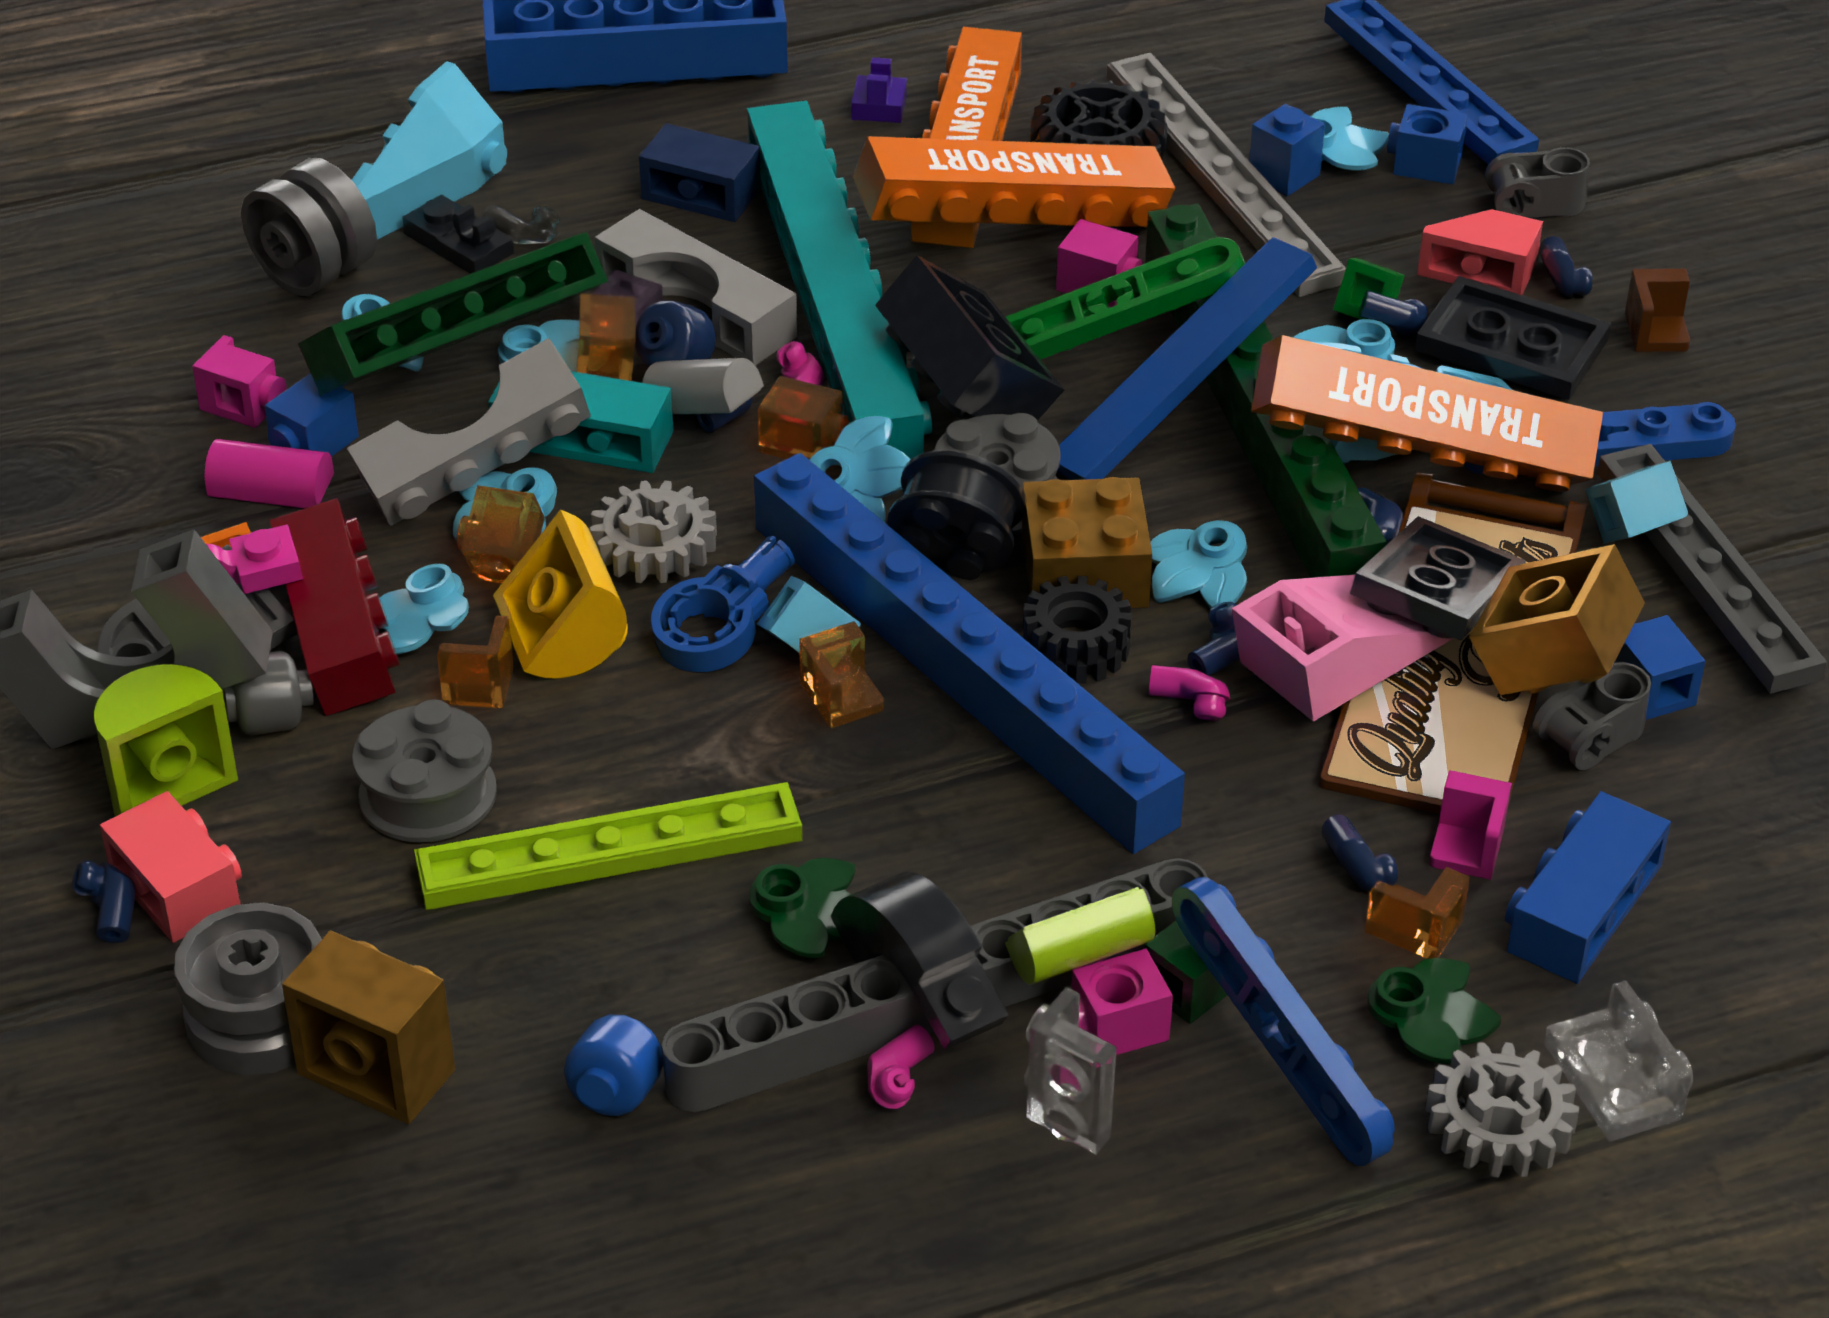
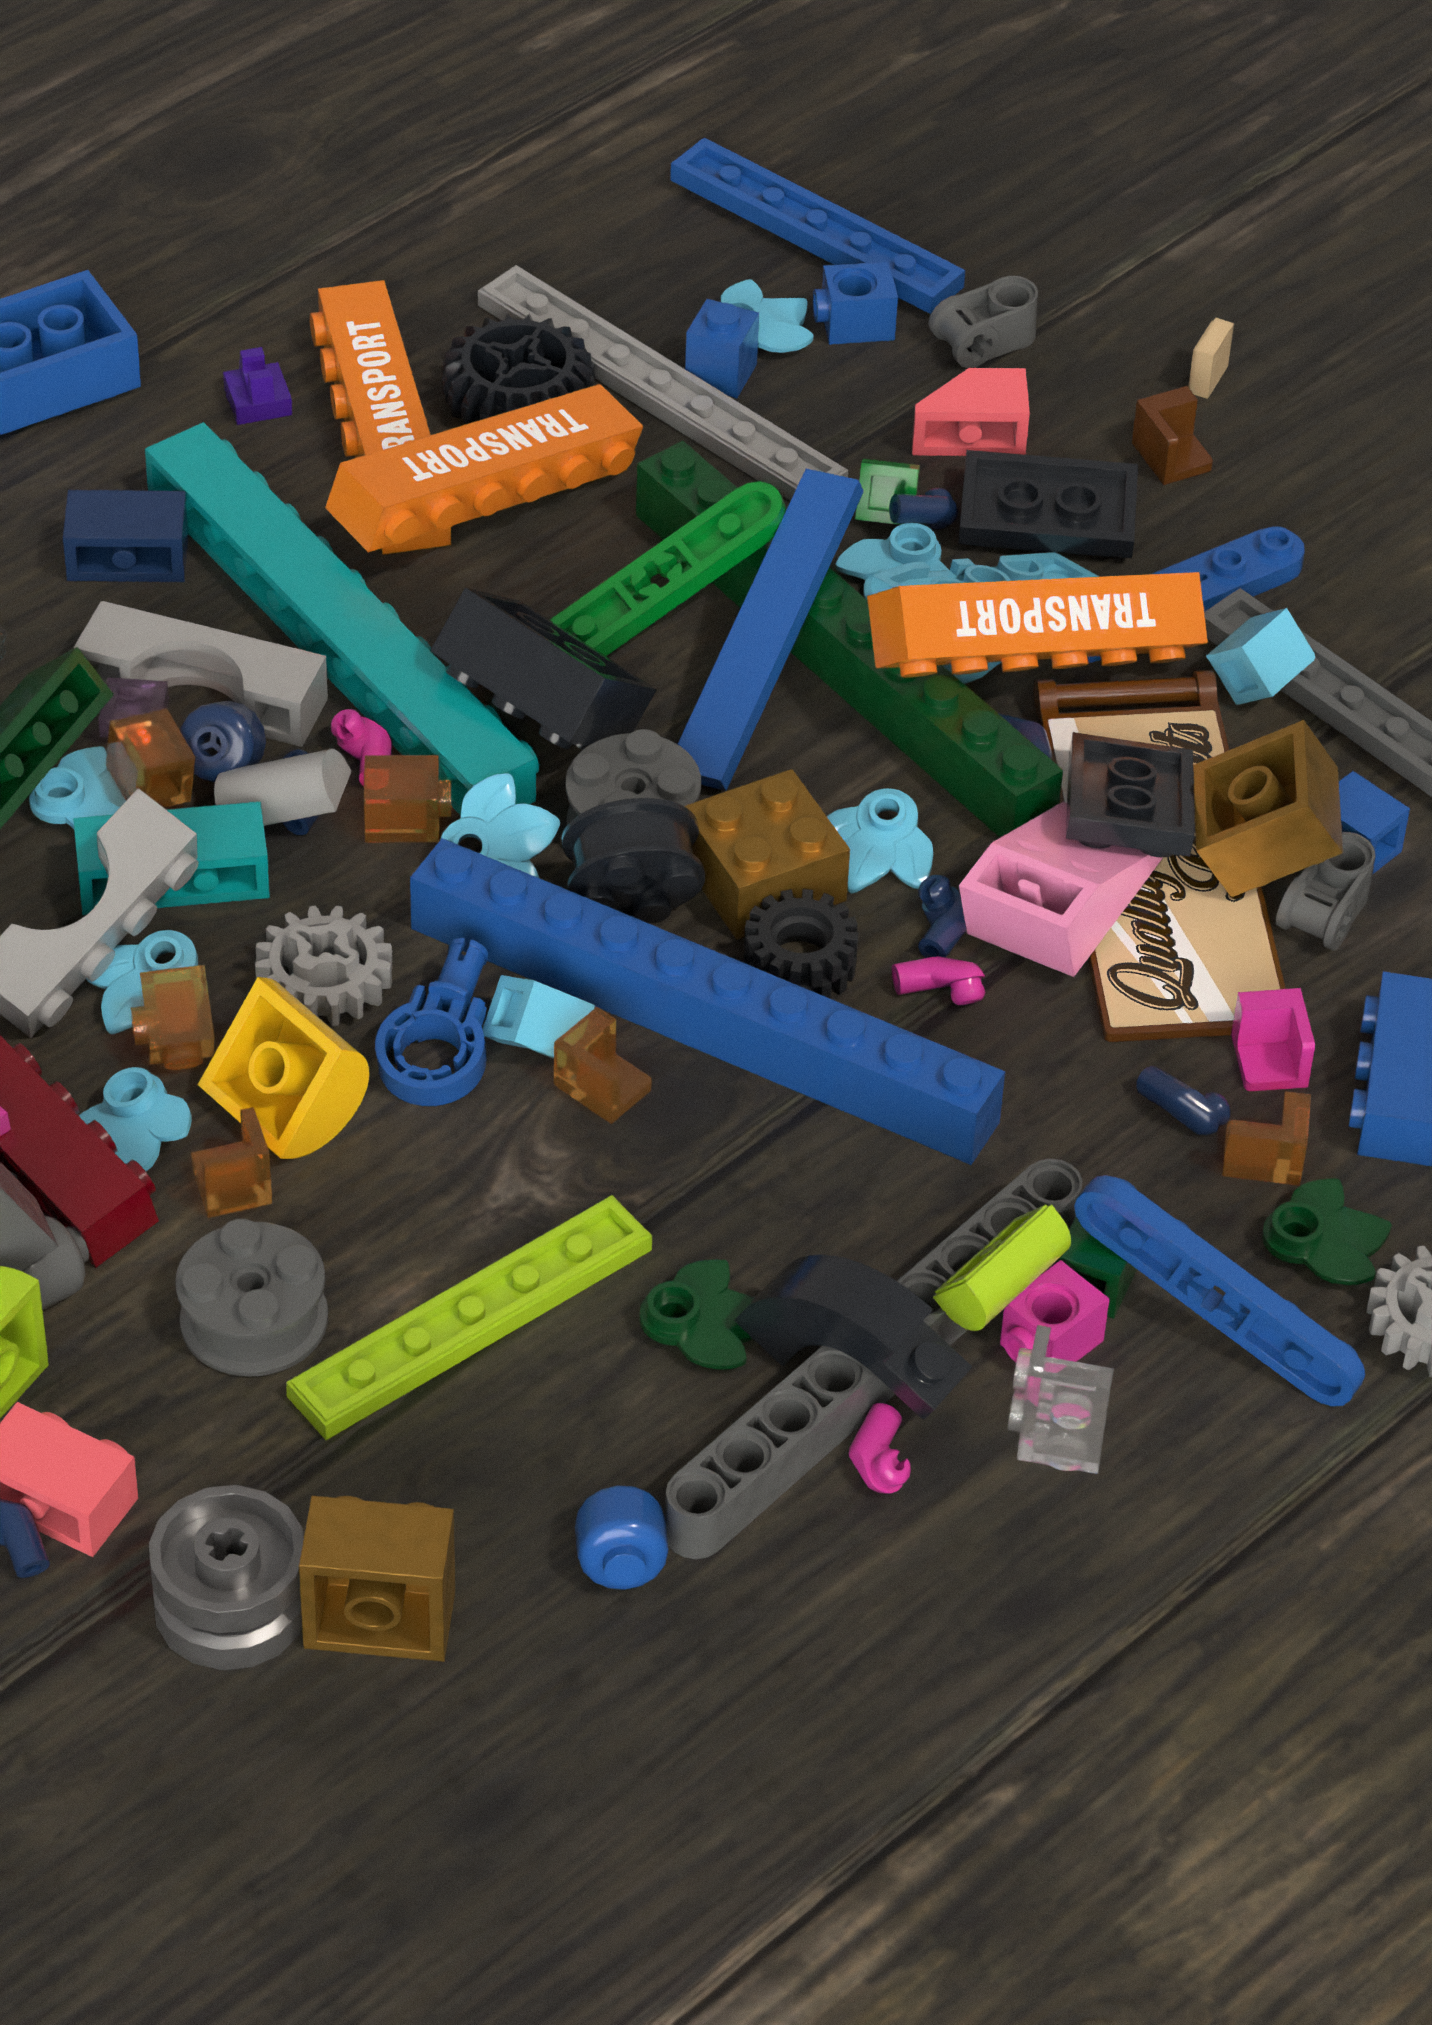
camera: 25 degrees left, 5 degrees up
(1093, 254) = (602, 531): dark pink brick -> none
(1560, 266) = (1057, 412): dark blue arm -> none
(1729, 257) = (1210, 357): none -> tan tile

